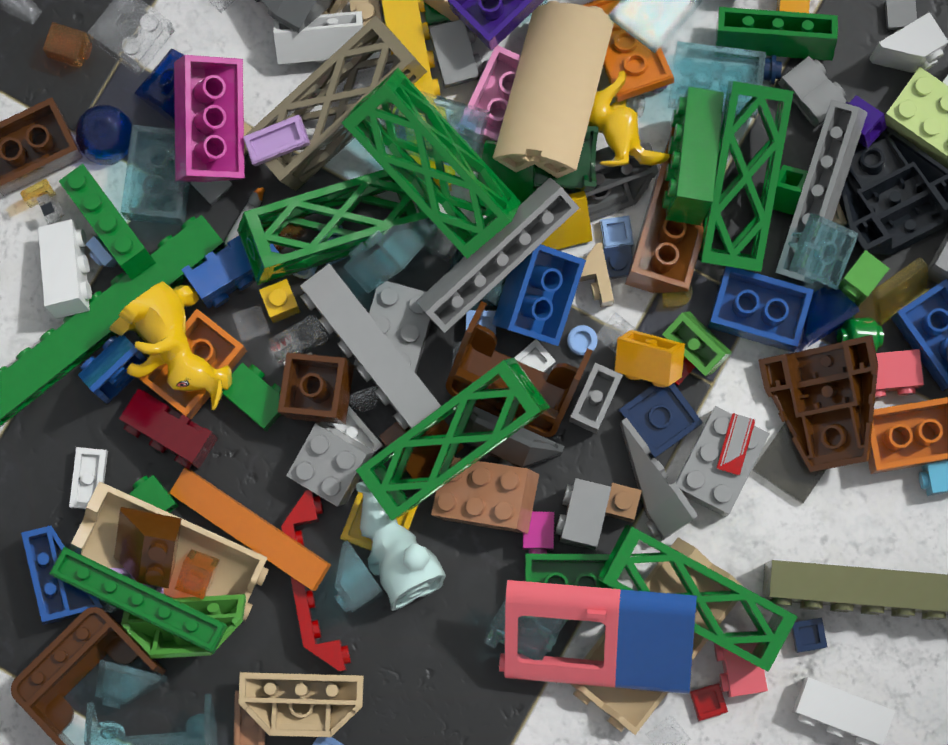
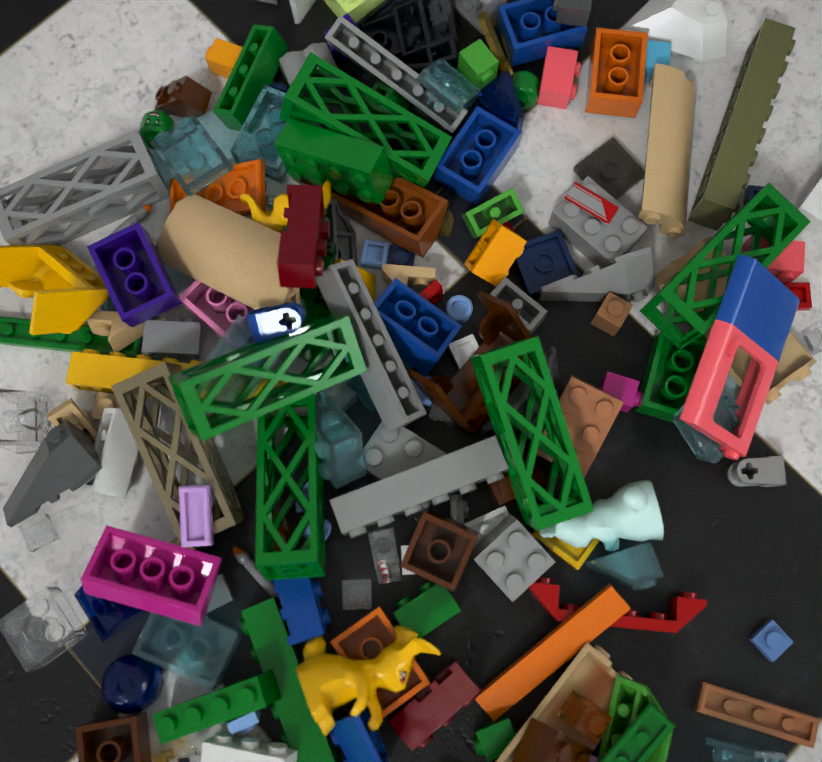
camera: 70 degrees left, 5 degrees down
(67, 45) = (32, 695): clear orange brick -> none
(279, 300) = (344, 561): yellow brick -> none
(300, 702) = (725, 650): tan wedge -> none
(488, 152) = (271, 322): none -> blue piece
(498, 705) = (760, 472): none -> light grey piece
(575, 152) = (304, 238): none -> dark red wedge
(584, 514) = (617, 346): light grey brick -> none
(585, 305) = (433, 292): none -> red tile
(613, 329) = (461, 279): clear plate -> none
(826, 400) = (571, 122): reddish brown wedge -> none
(830, 517) = (668, 150): none -> tan cylinder

